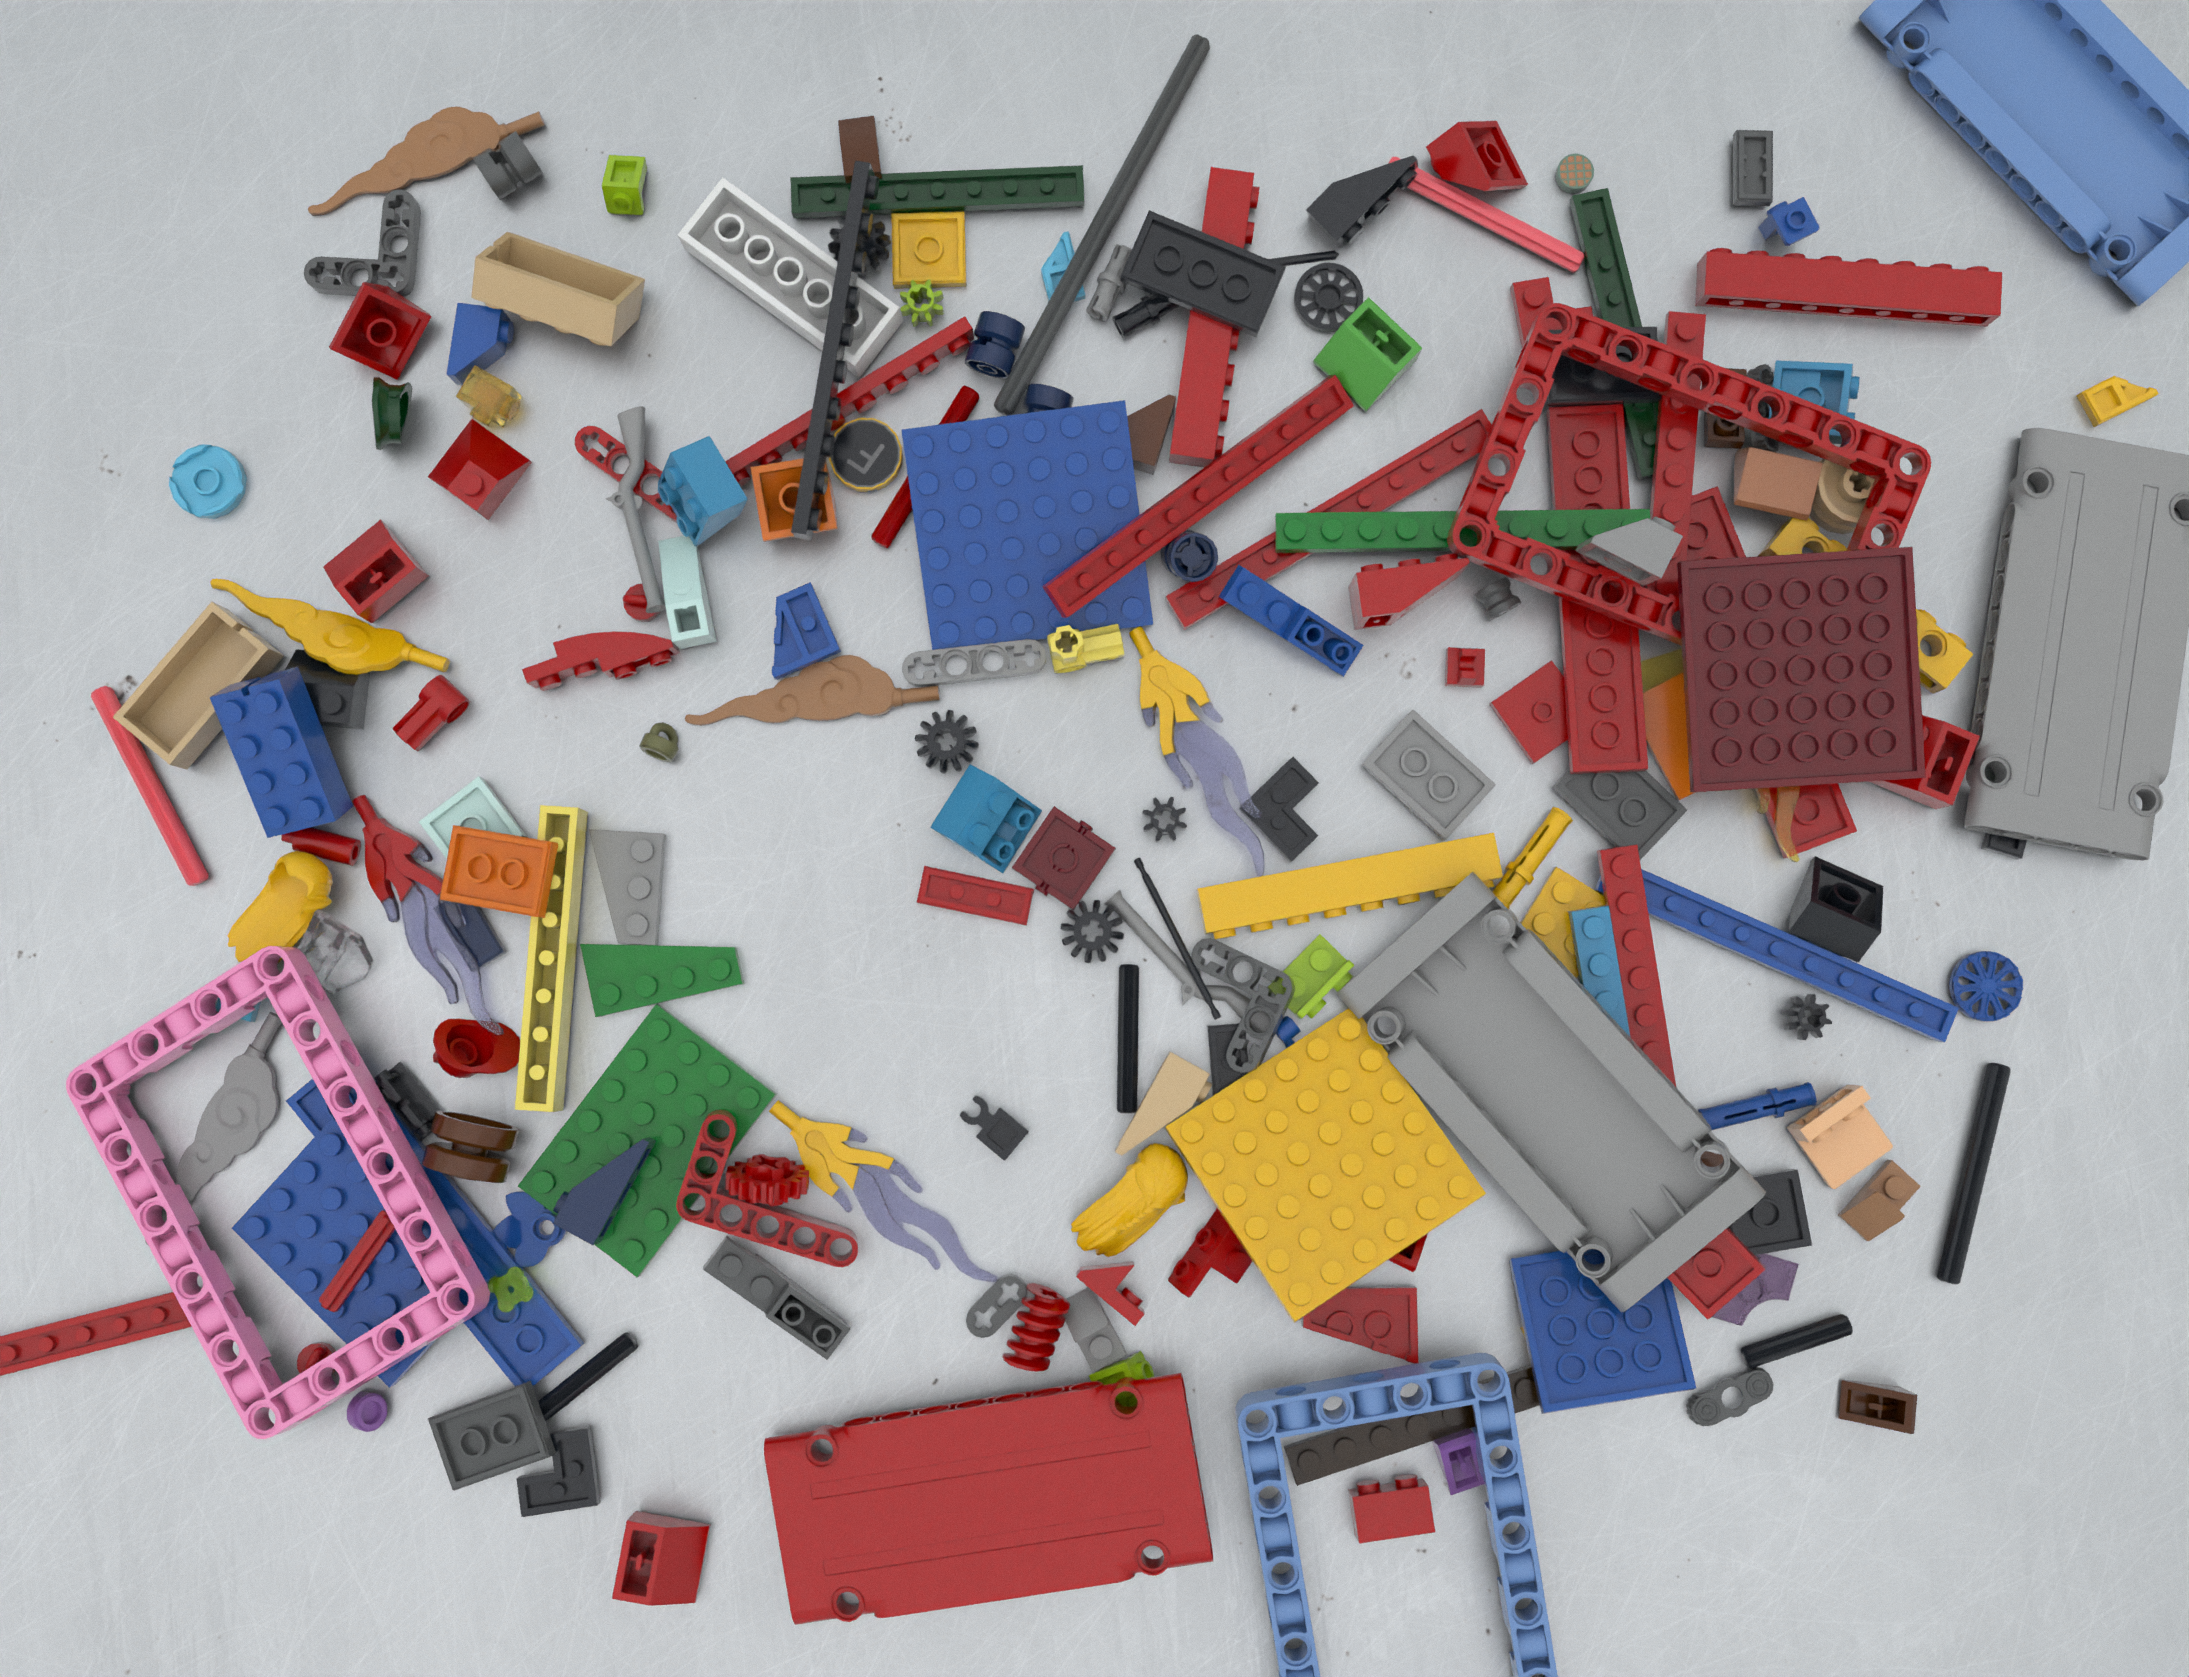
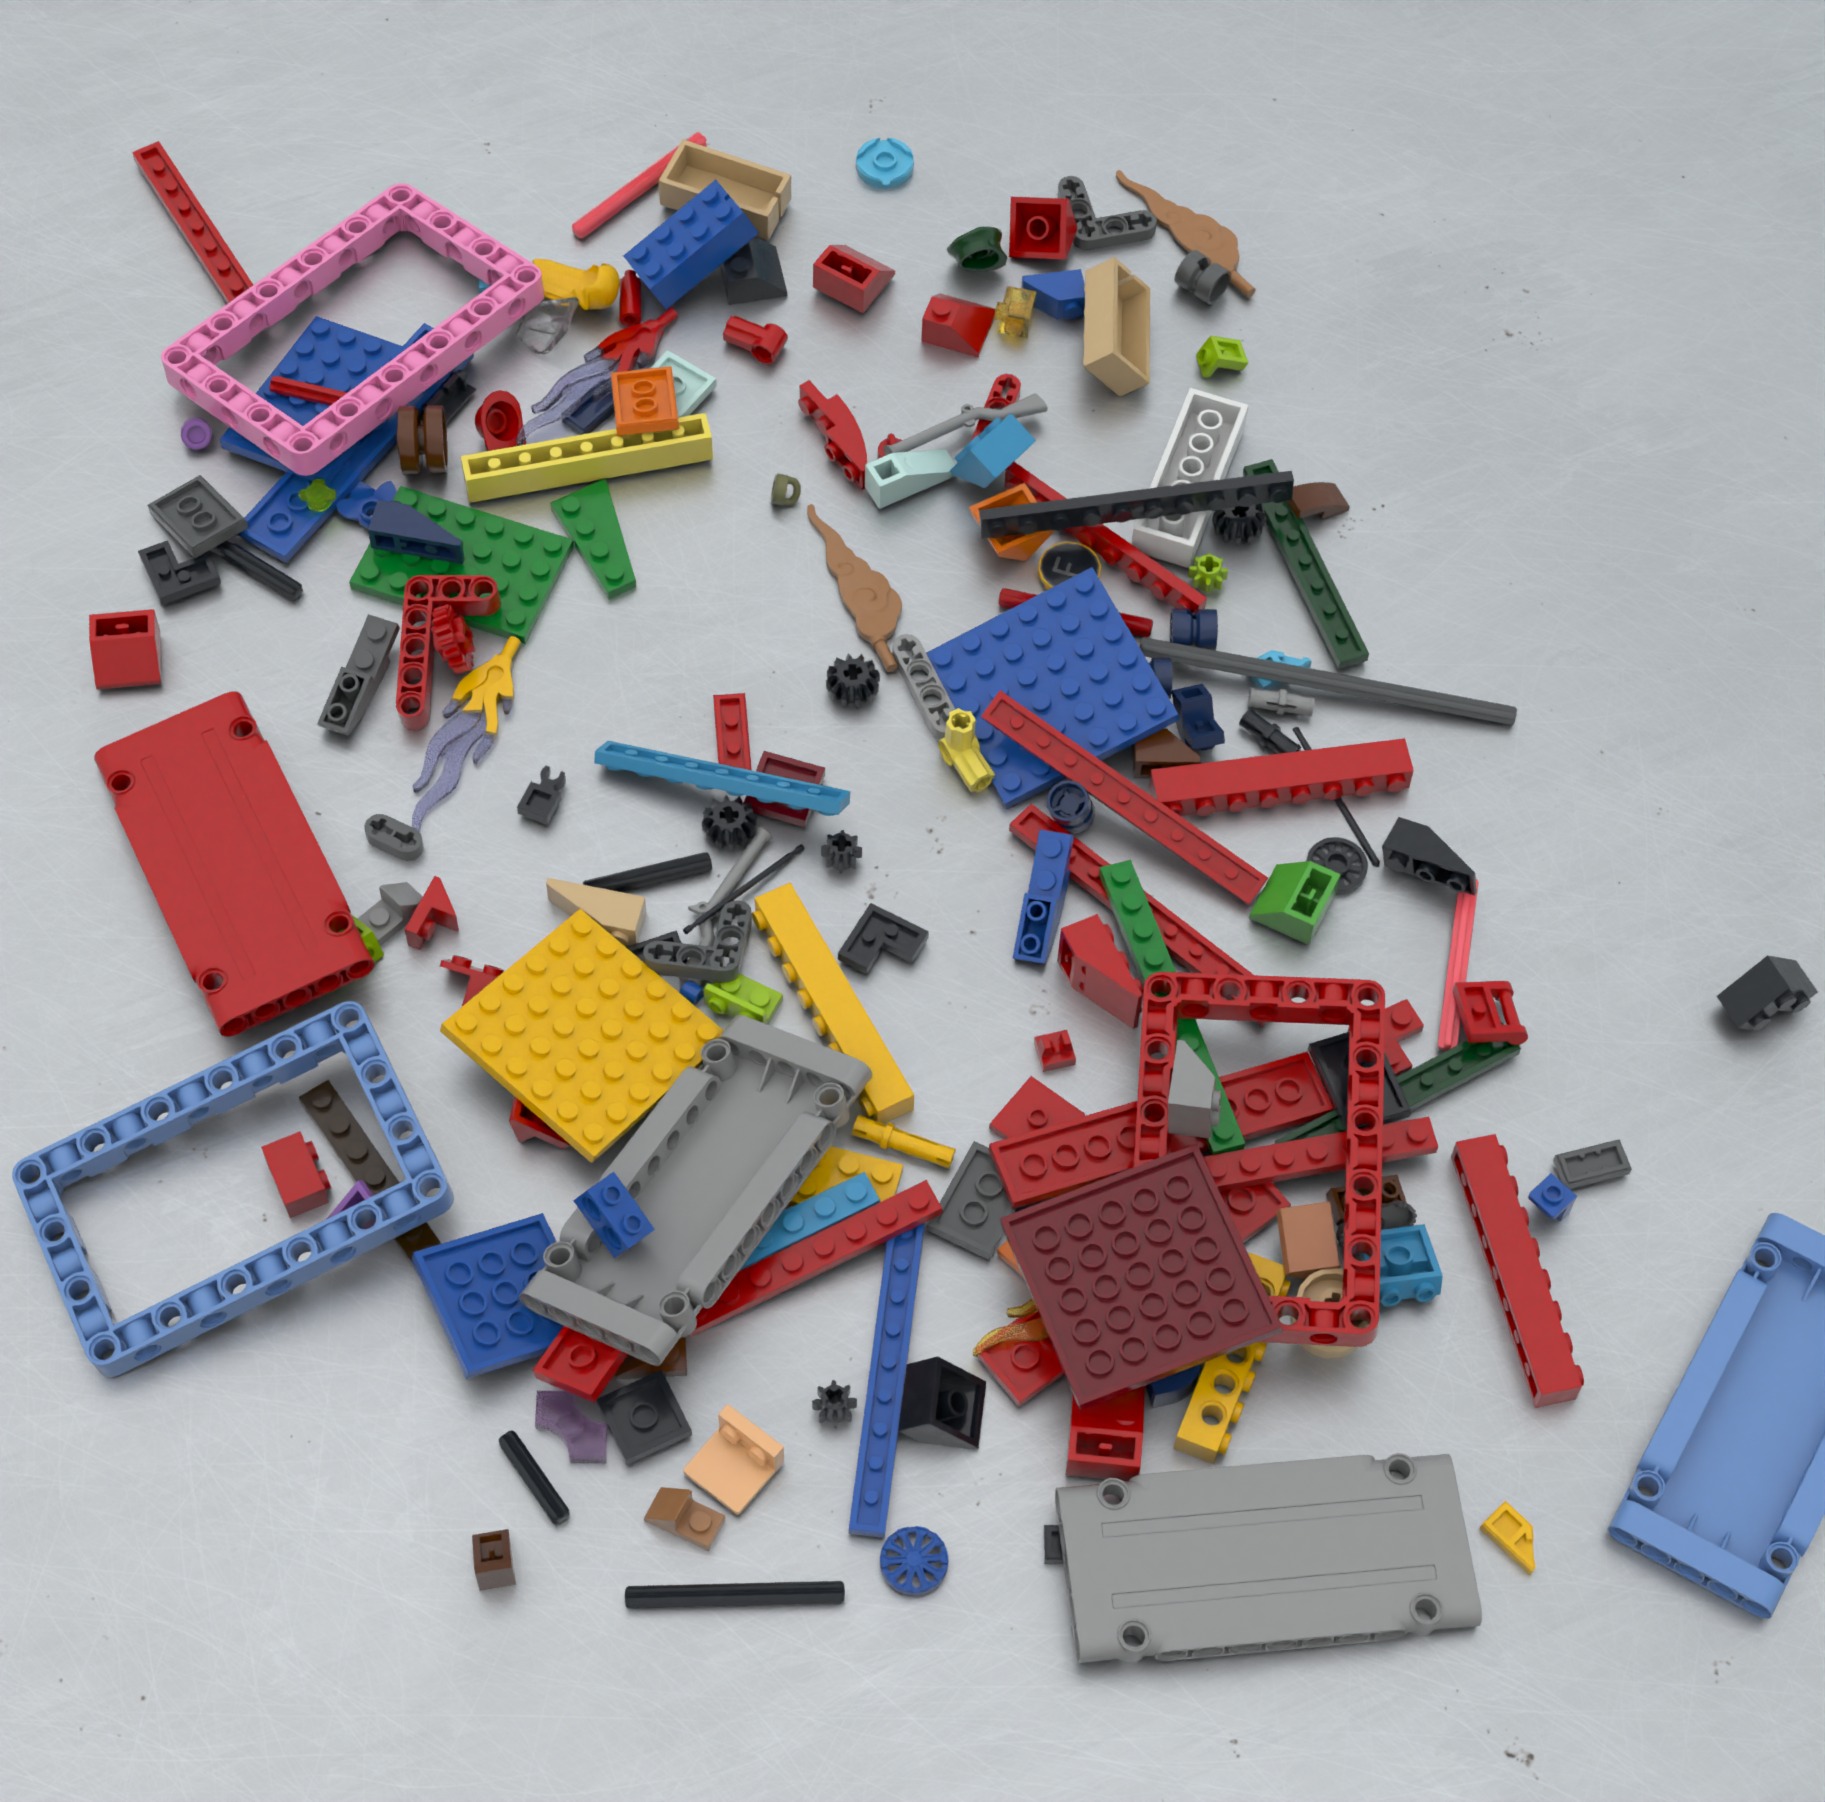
camera: 70 degrees right, 25 degrees down
(233, 1115) = (400, 298): light grey piece -> none
(334, 637) = (792, 266): yellow piece -> none
(632, 882) = (667, 502): light grey wing -> none
(801, 632) = (907, 560): blue wing -> none
(929, 248) = (1256, 571): yellow tile -> none
(986, 818) = (798, 724): dark azure slope -> none
(1039, 1331) = (383, 865): red piece -> none
(1042, 925) = (733, 780): none -> dark azure plate
(1108, 380) = (1197, 722): none -> dark blue brick
(1134, 1203) = (508, 906): yellow hair -> none
(1185, 734) = (916, 854): clear purple piece -> none
(1202, 273) = (1311, 752): black tile -> none
(1373, 1318) = (460, 1114): red wing -> none
(1428, 775) = (949, 1042): light grey plate -> none
(1476, 157) = (1505, 939): red slope -> none
(1497, 598) = (1122, 1055): dark grey wheel -> none
(1564, 213) = (1481, 1015): none -> red plate
(1574, 173) = (1532, 1021): tile -> none
(1574, 1193) = (614, 1214): none -> blue brick
(1709, 1408) = (481, 1449): dark grey piece -> none
(1773, 1103) = (719, 1353): blue pin -> none

